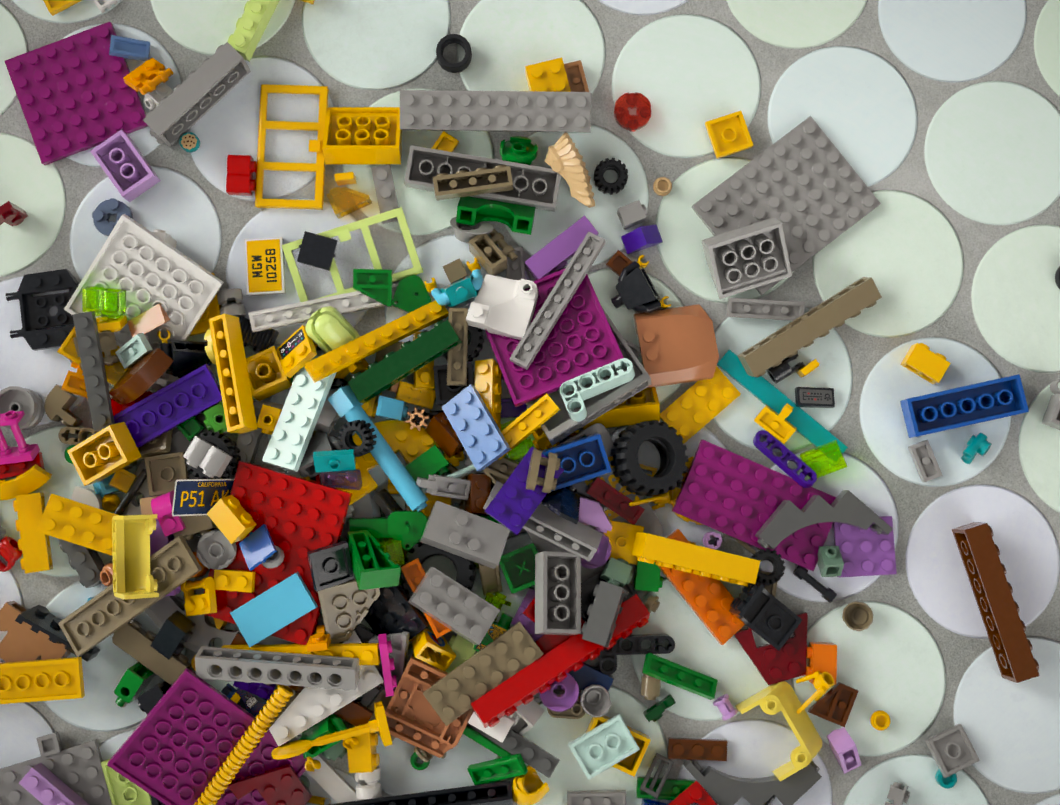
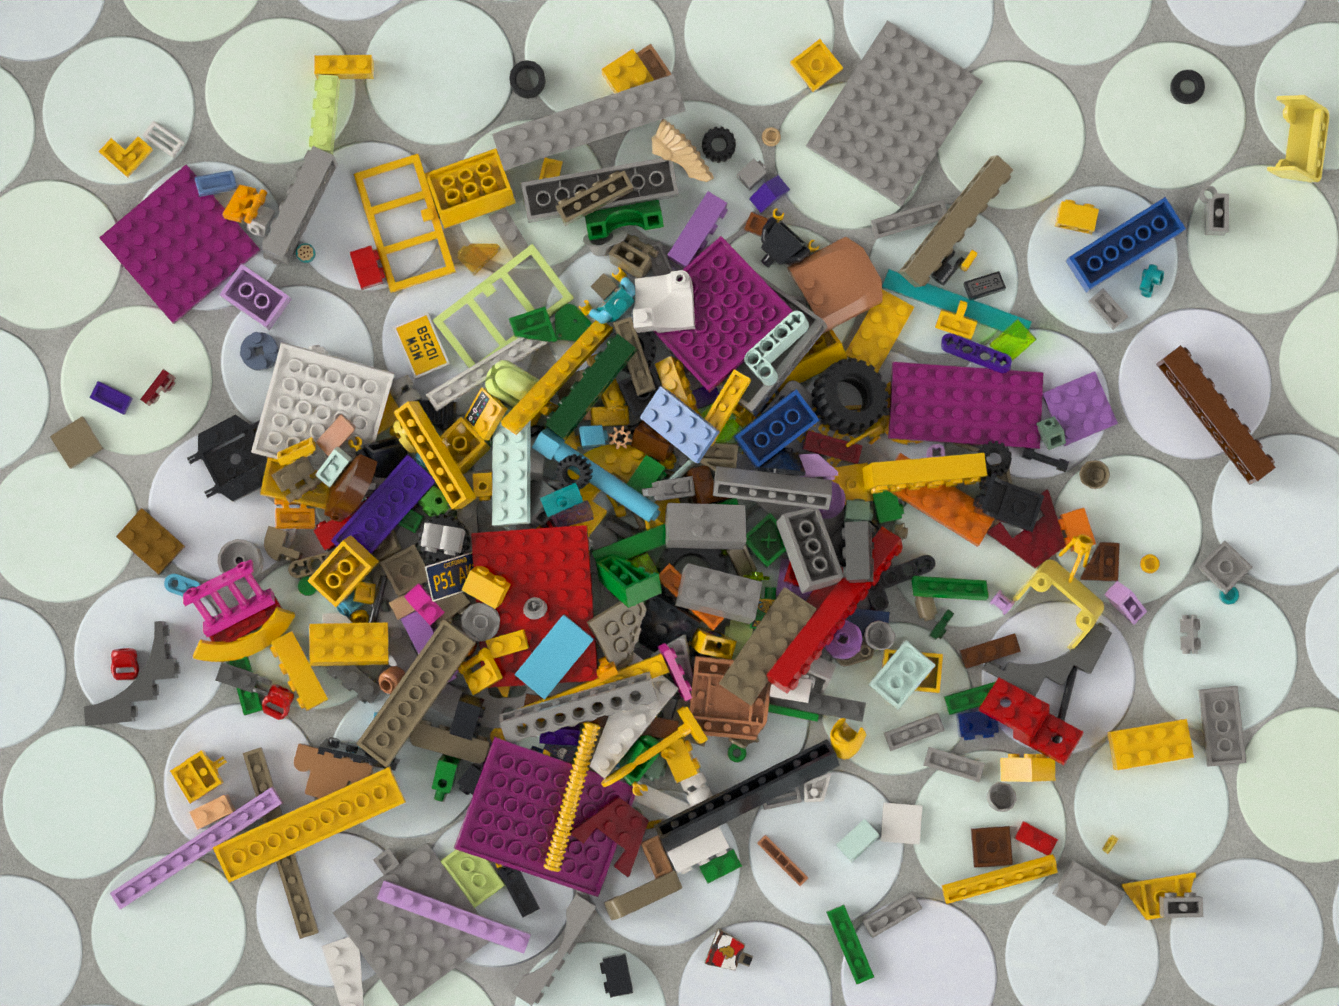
camera: 20 degrees left, 0 degrees up
(93, 370) = (304, 498): dark grey plate -> none
(104, 301) = (289, 430): clear neon green brick -> none
(132, 556) = (406, 651): light yellow windscreen -> none
(257, 547) = (519, 604): blue piece -> none
(317, 250) = (468, 313): black piece -> none
(330, 565) = (593, 596): black plate -> none
(345, 178) = (468, 235): yellow tile -> none
(407, 533) = (652, 544): green piece -> none
(497, 769) = (812, 732): green tile -> none
(514, 502) = (745, 464): dark purple plate -> none
(518, 150) = (617, 157): green plate -> none
(548, 482) = (765, 447): dark tan brick -> none
(557, 300) = (712, 279): light grey plate -> none
(632, 101) = (723, 84): clear red plate -> none
(649, 790) = (959, 703): dark grey tile -> none
(747, 257) = (875, 177): light grey slope -> none
(844, 509) = (1048, 380): dark grey arch -> none

